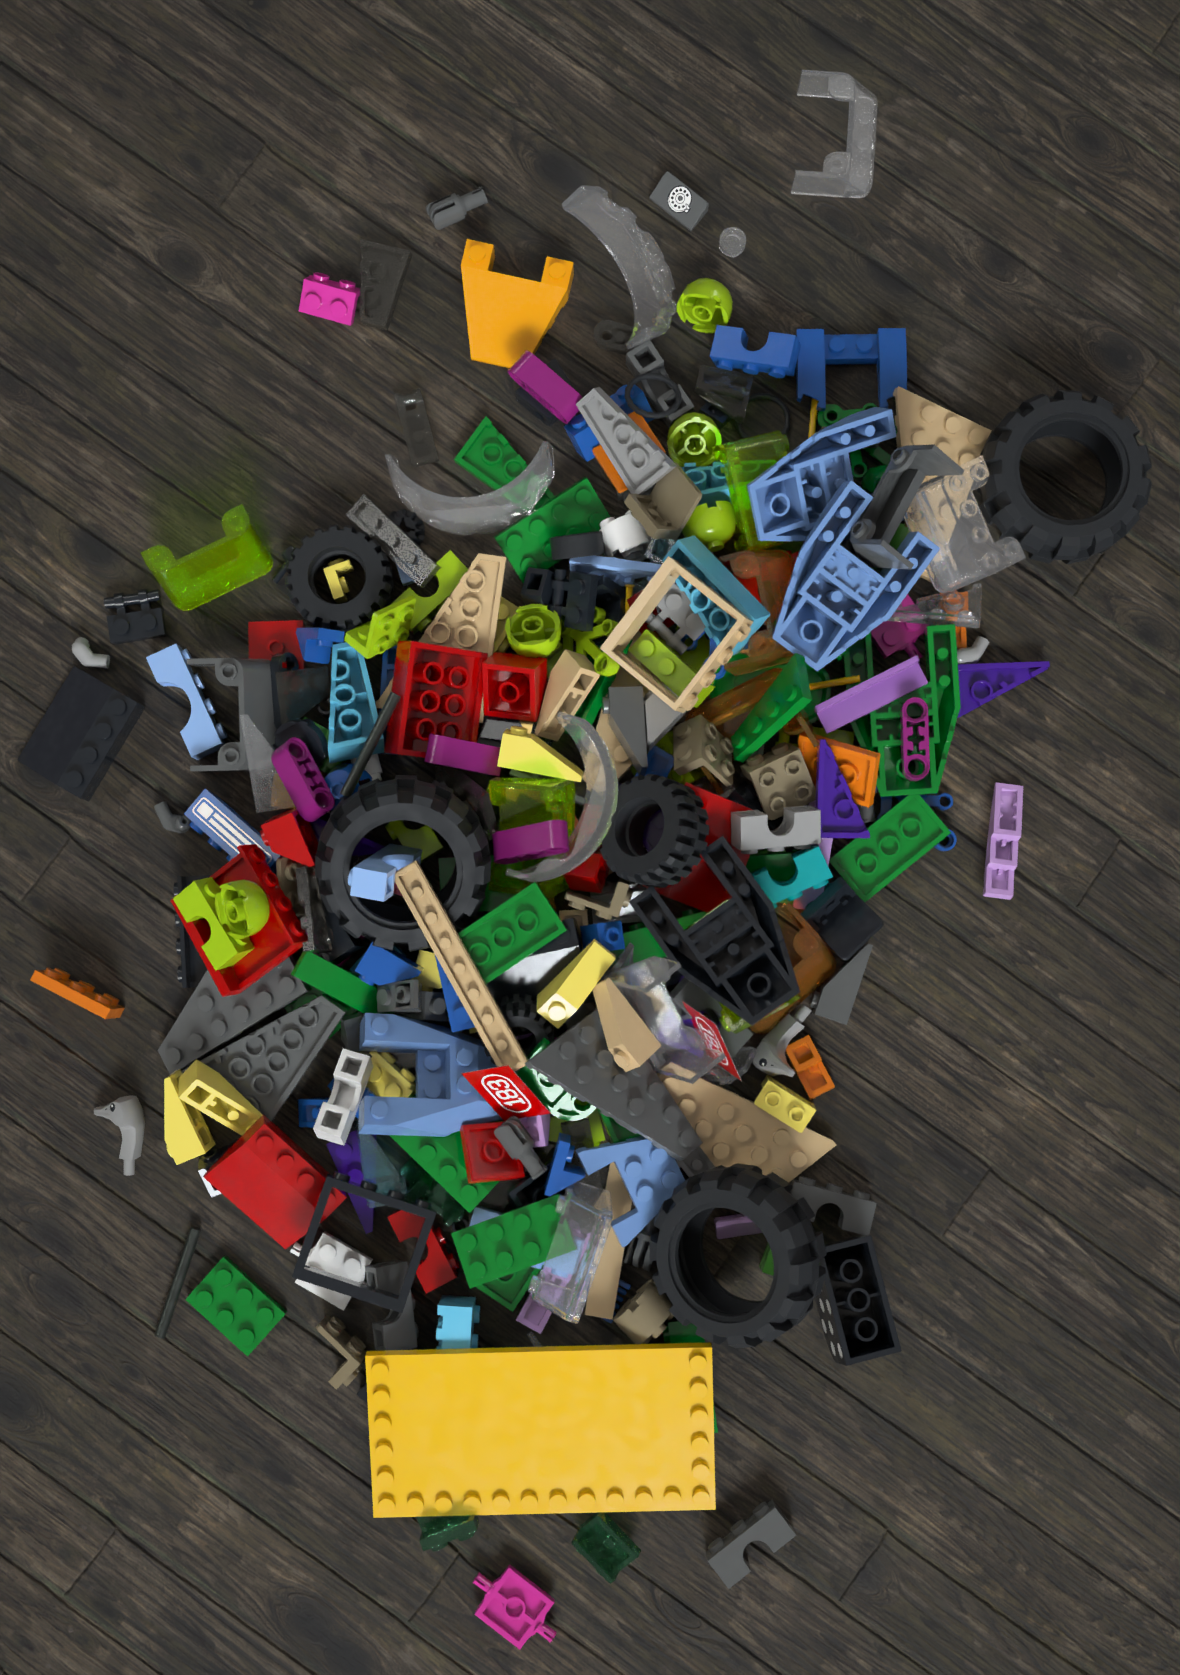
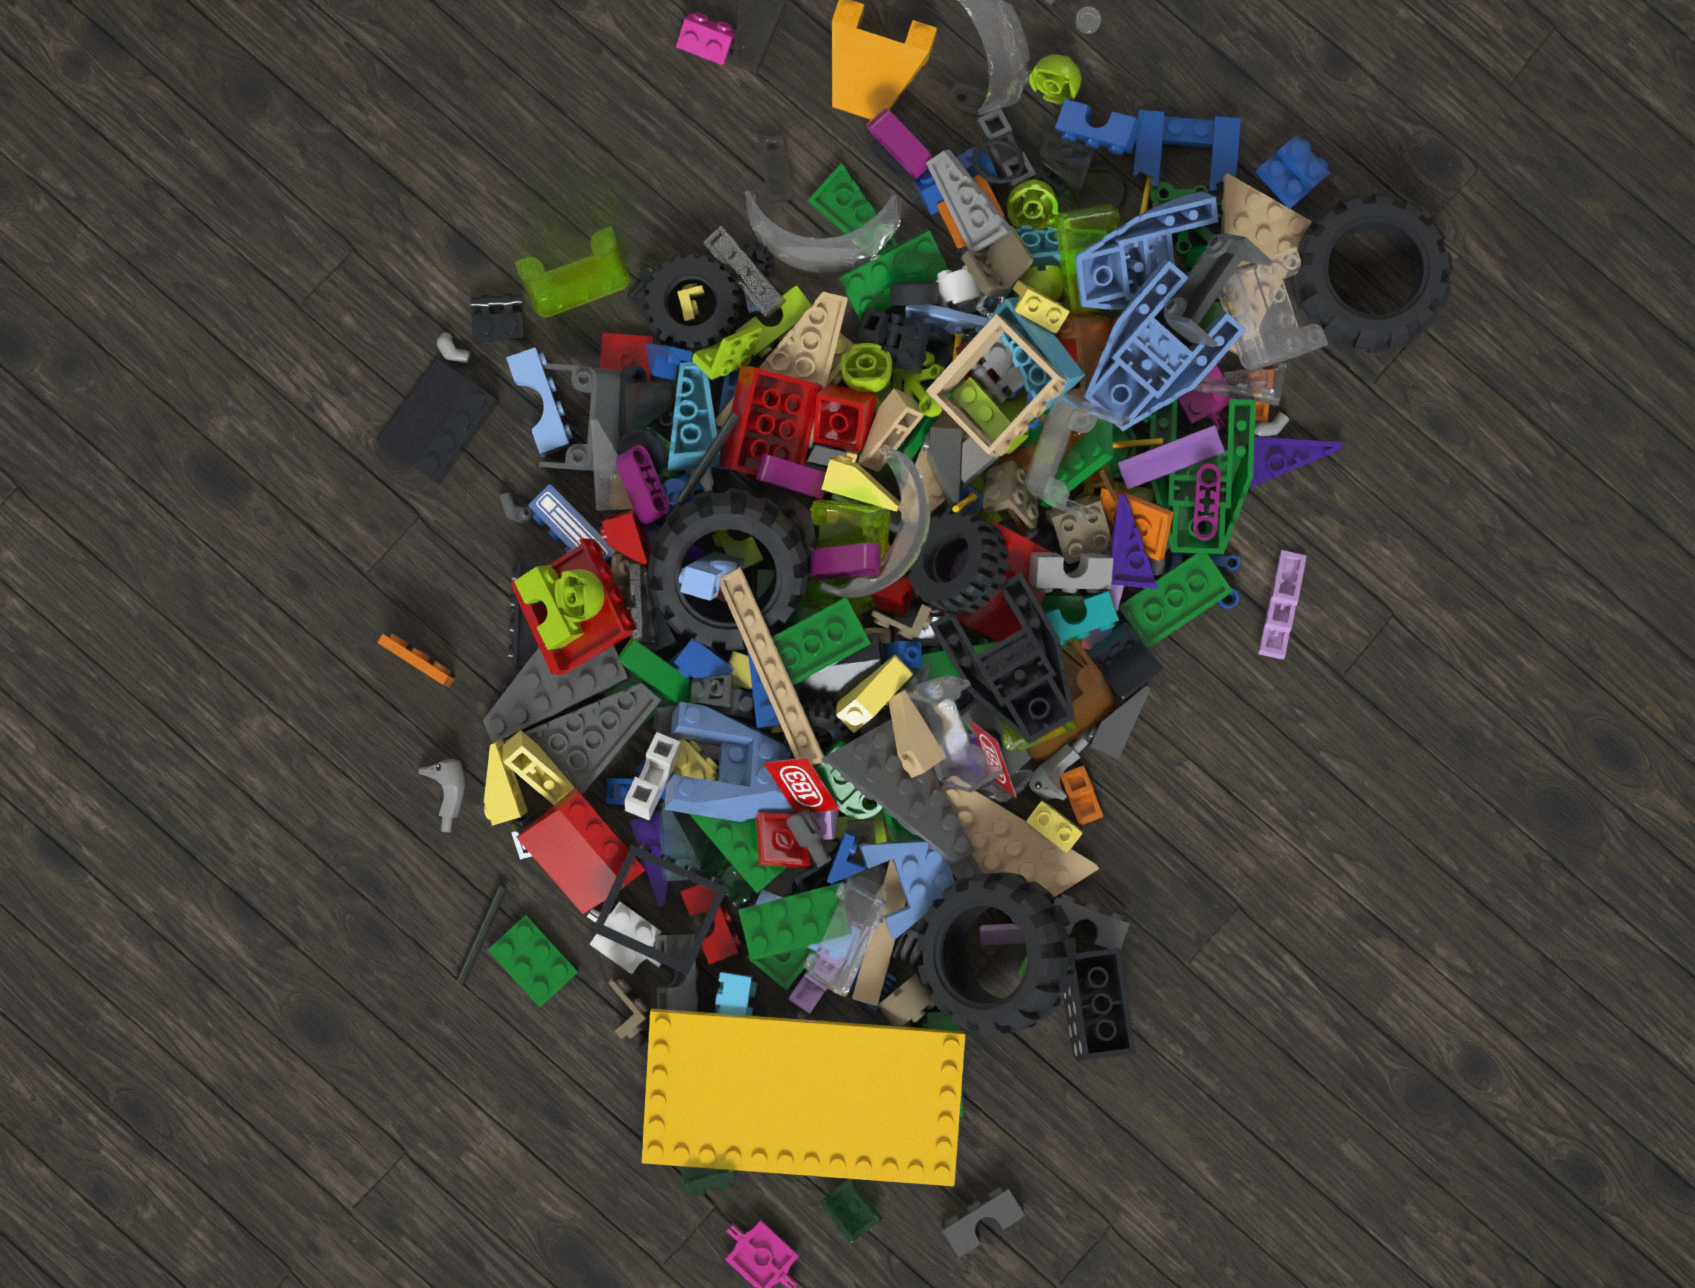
camera: 10 degrees right, 0 degrees up
(661, 758) = (971, 498): none -> yellow piece
(714, 546) = (1039, 307): none -> light yellow bracket
(753, 660) = (1065, 415): none -> clear windscreen
(967, 379) = (1293, 171): none -> blue plate

